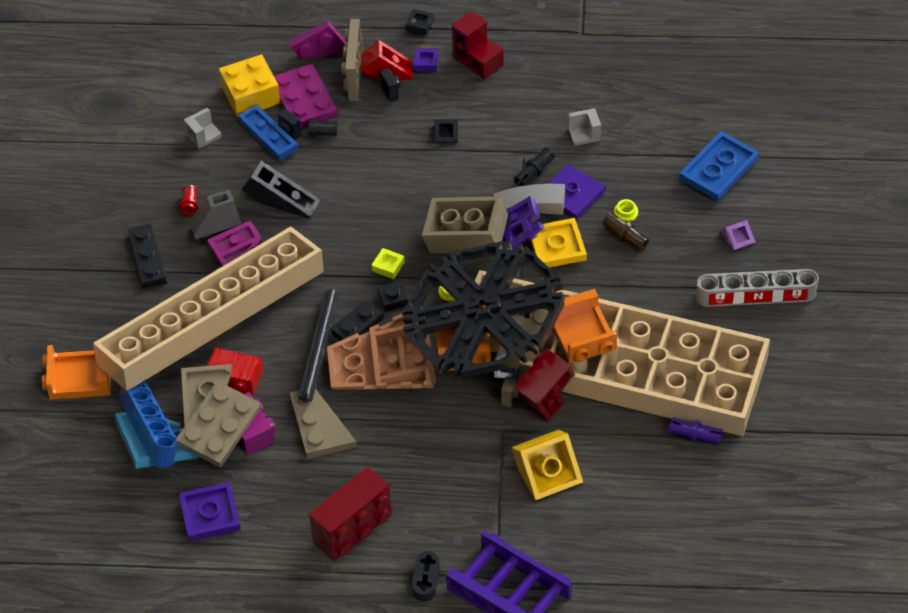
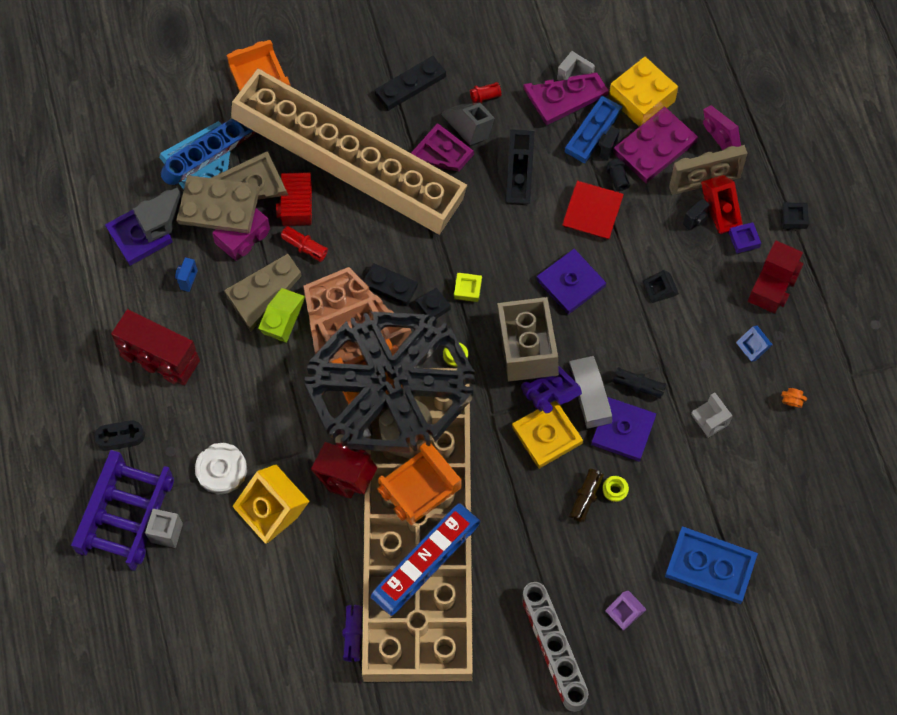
camera: 70 degrees right, 15 degrees up
(206, 479) = (159, 214): none -> dark grey slope
(223, 143) = (564, 97): none -> magenta wing
(276, 478) = (186, 274): none -> blue plate
(284, 377) = (304, 243): none -> red axle
(318, 346) = (345, 258): black axle -> none
(350, 154) = (593, 210): none -> red slope
(357, 409) = (281, 315): none -> lime slope
(412, 189) = (571, 281): none -> dark purple plate
(493, 500) = (221, 468): none -> white tile
(529, 81) = (754, 343): none -> blue plate
(543, 549) = (164, 528): none -> light grey panel
(589, 70) = (793, 397): none -> orange plate
(656, 340) = (425, 559): none -> beam

